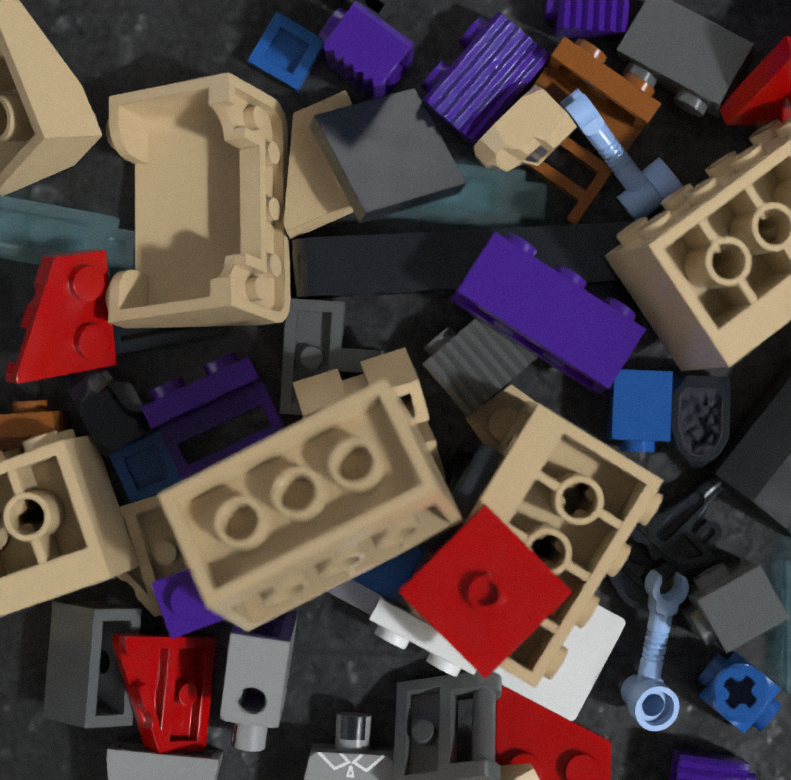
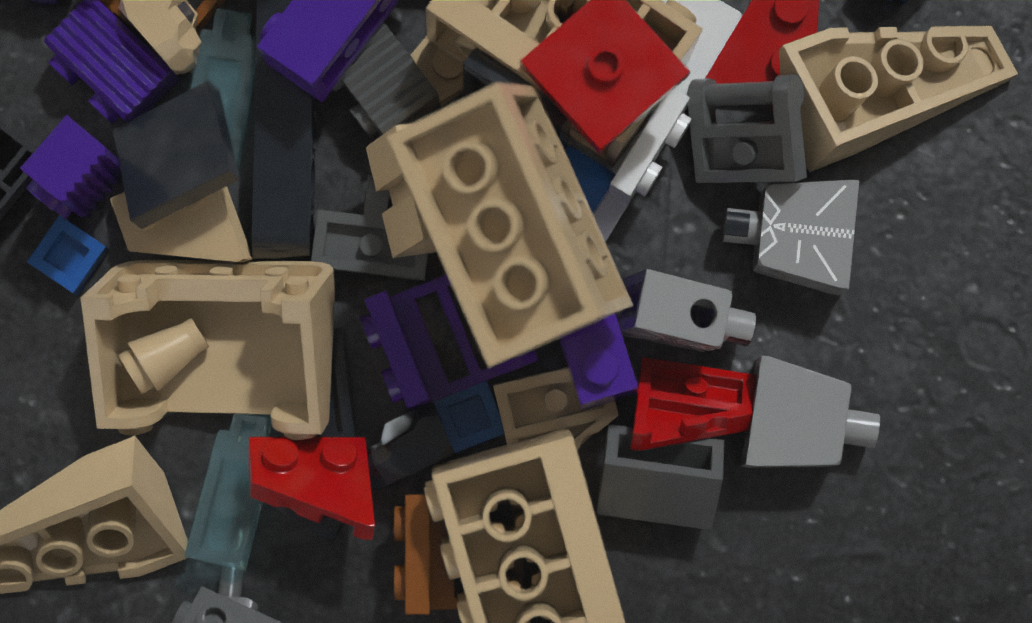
camera: 80 degrees left, 5 degrees down
(186, 155) = (162, 355): none -> tan cone

